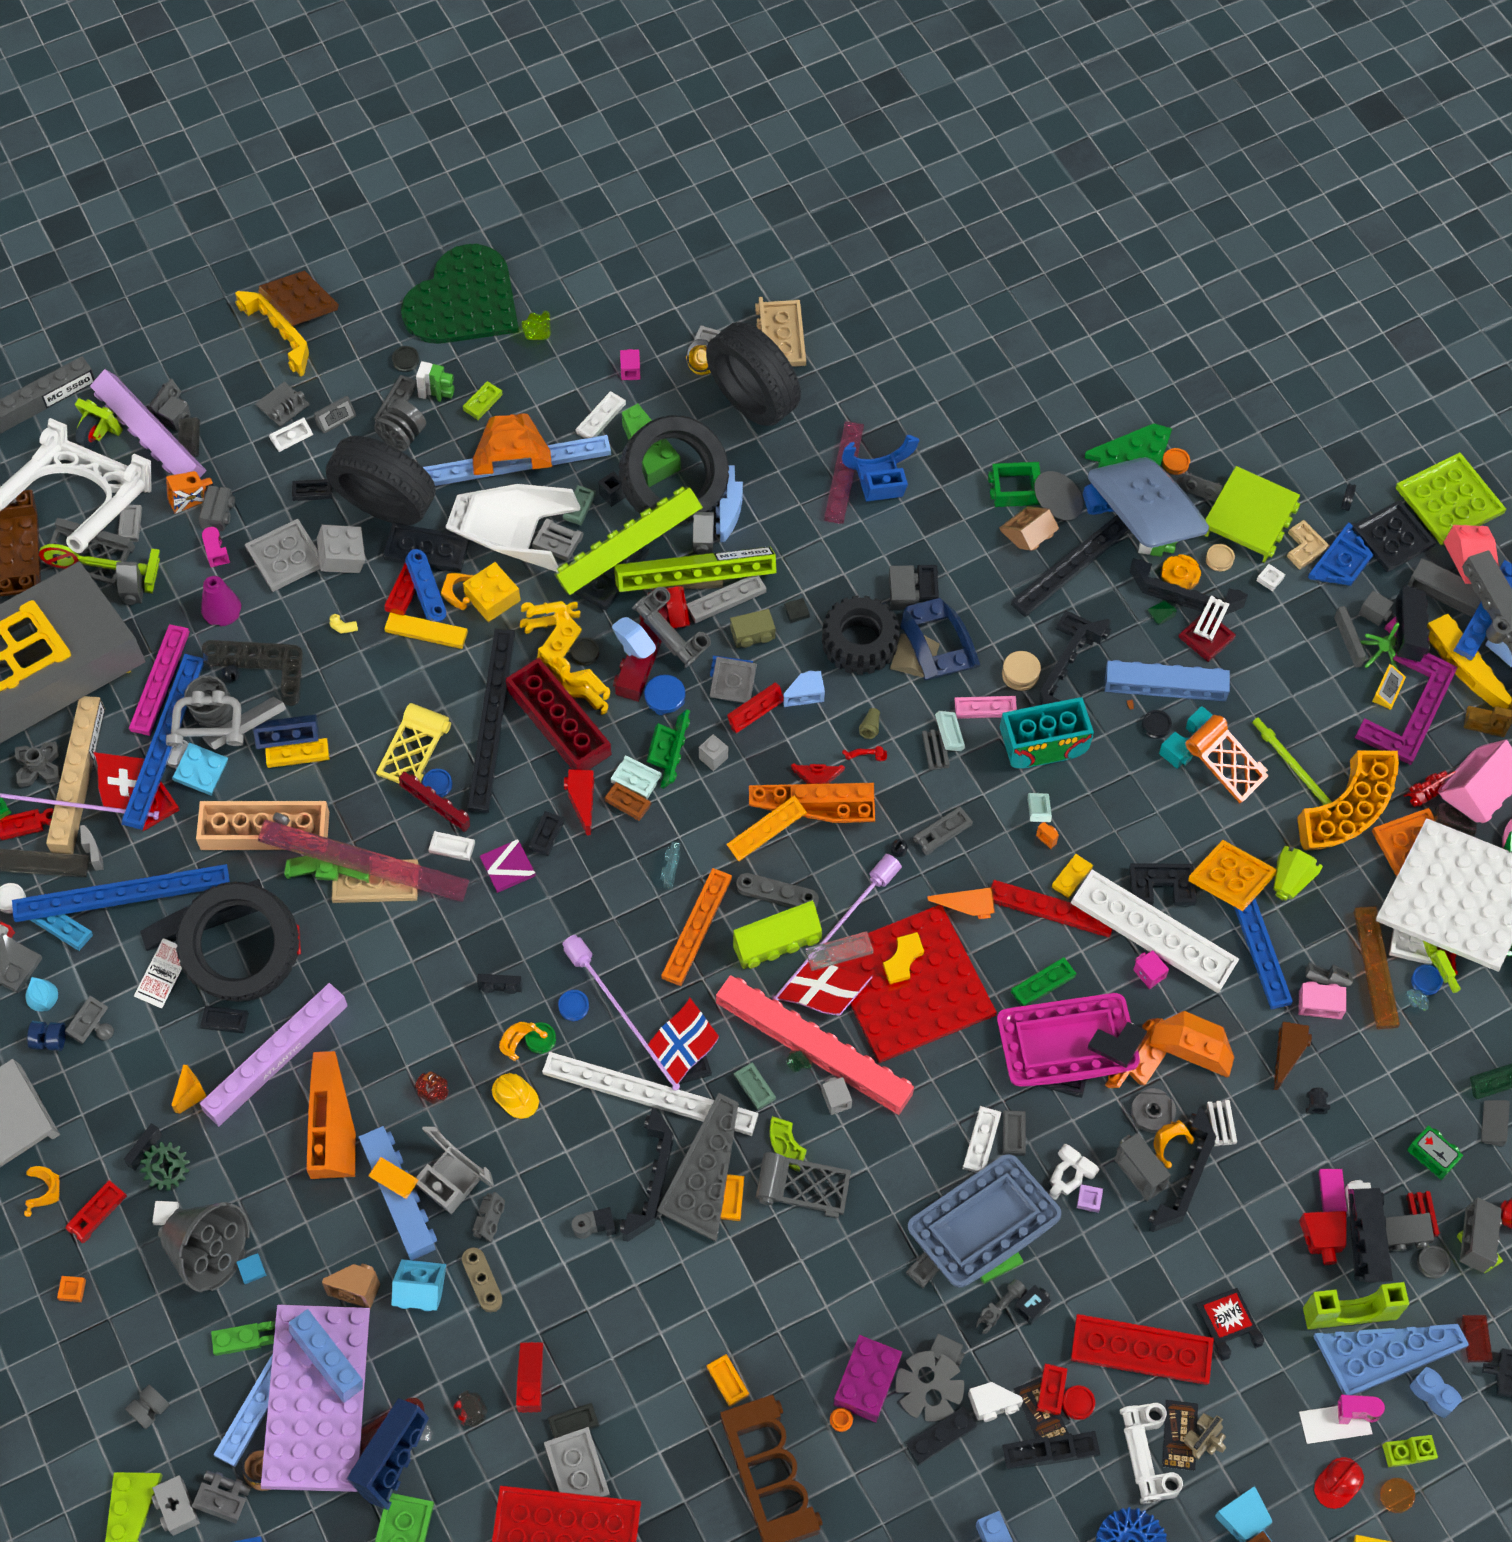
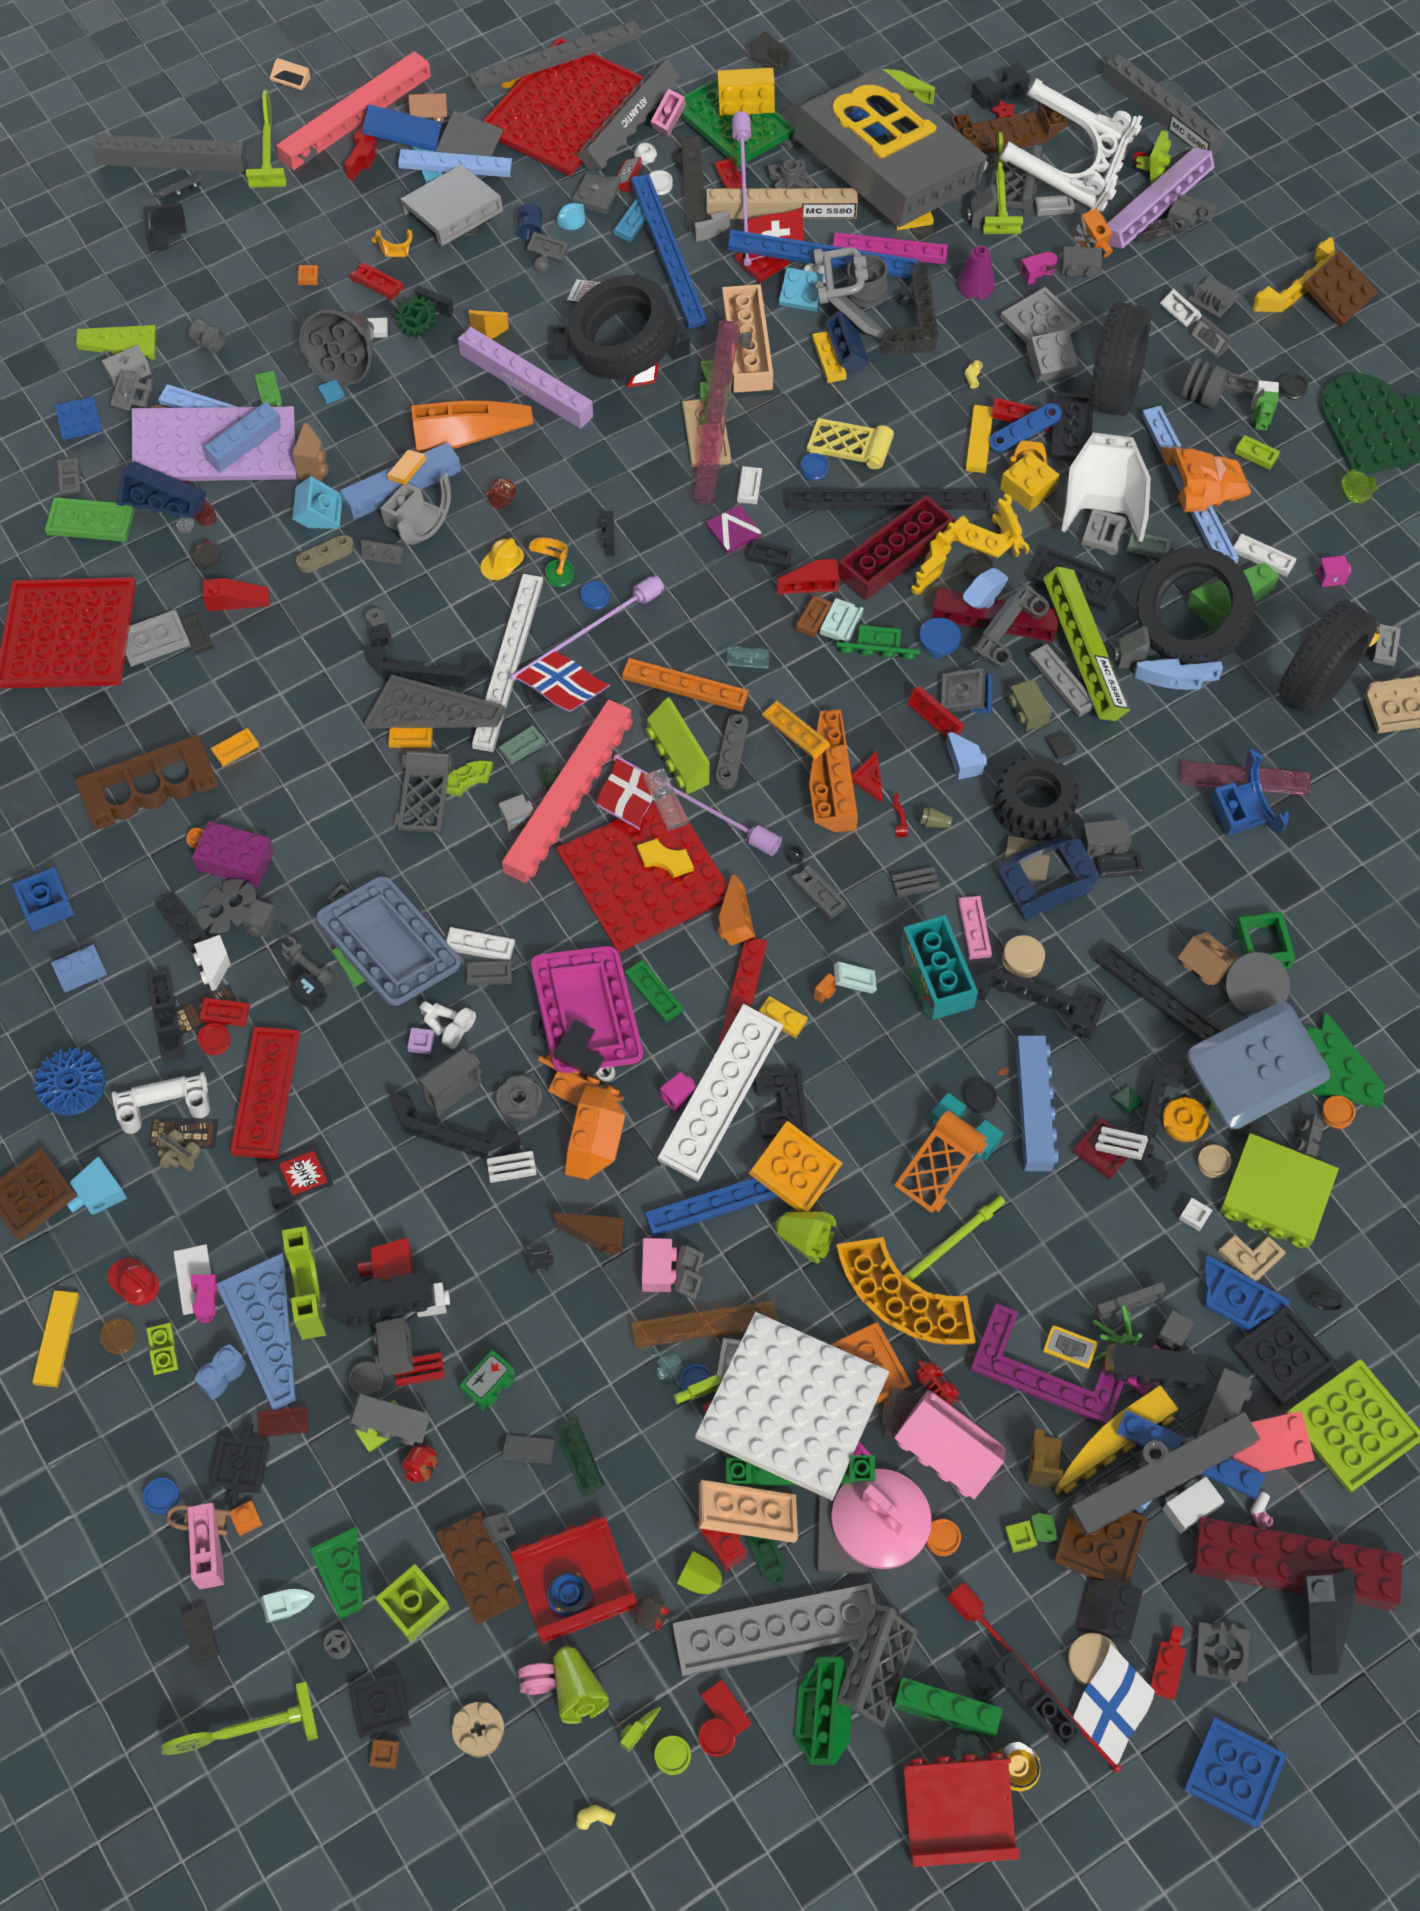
camera: 85 degrees right, 0 degrees up
(431, 799) = (787, 466): dark red plate -> none
(628, 540) = (1102, 575): lime brick -> none
(677, 607) = (1039, 633): red slope -> none
(713, 752) = (877, 680): light grey brick -> none
(950, 731) = (937, 892): light aqua tile -> none
(1165, 1134) = (493, 1110): light orange helmet -> none
(1332, 1190) = (451, 1274): dark pink tile -> none

